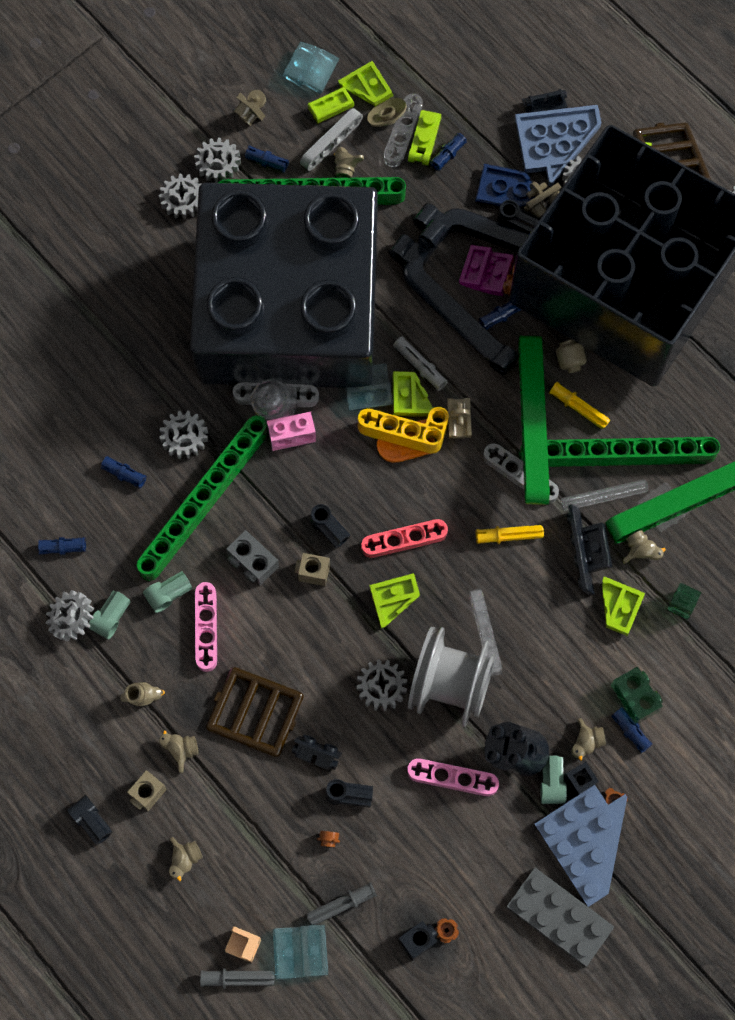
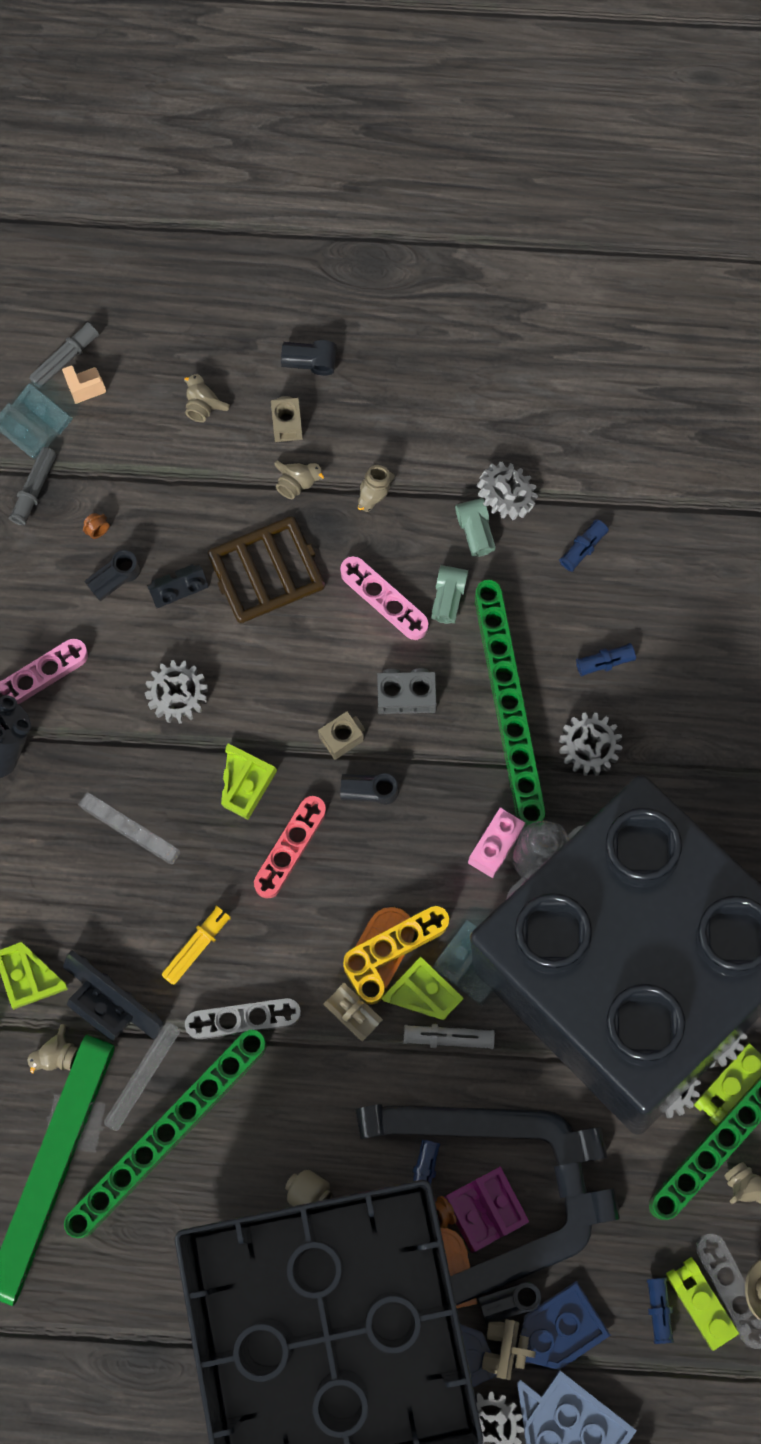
camera: 135 degrees right, 5 degrees up
(450, 676) = (112, 740): light grey wheel -> none
(533, 421) = (277, 1076): green beam -> none
(583, 408) = (251, 1148): yellow axle -> none

